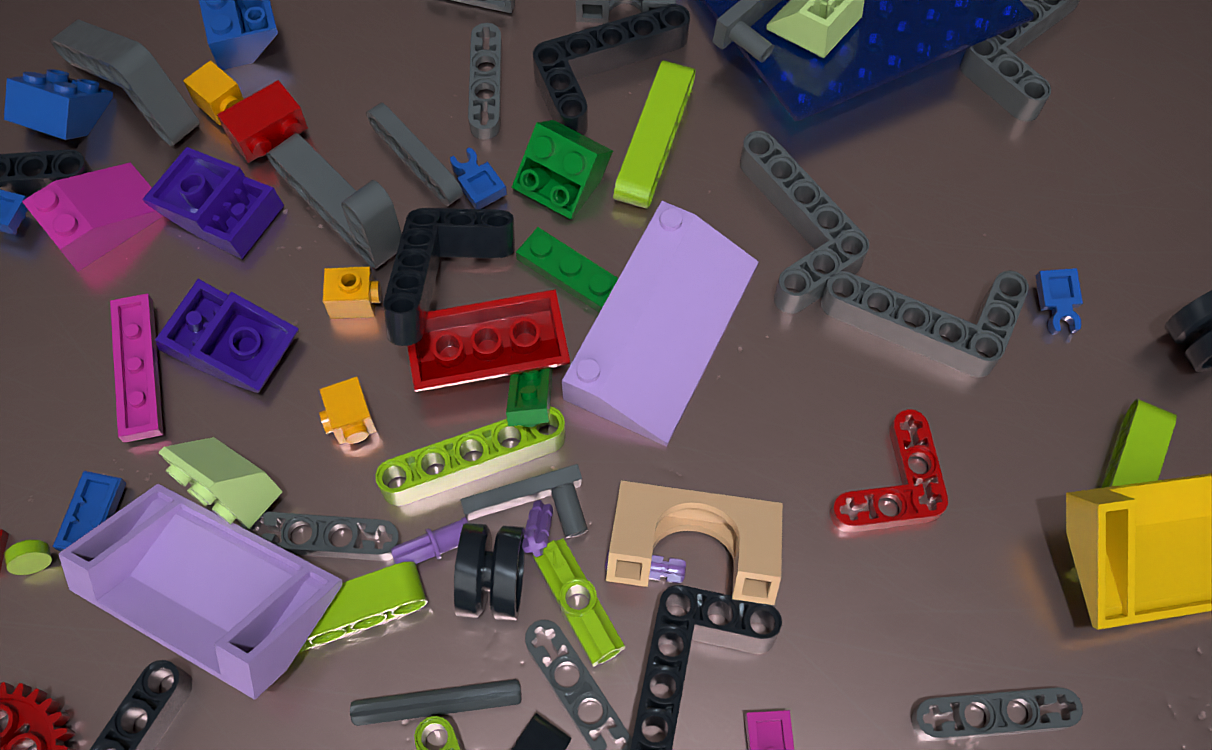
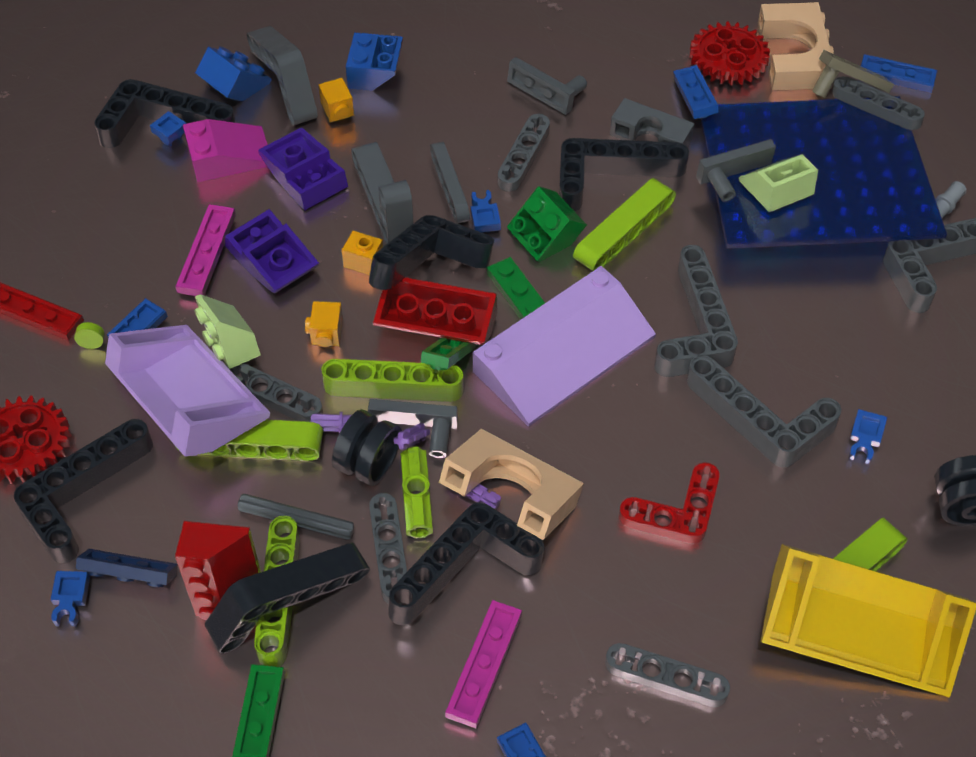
camera: 25 degrees right, 10 degrees down
(262, 121) = (358, 127): red brick -> none

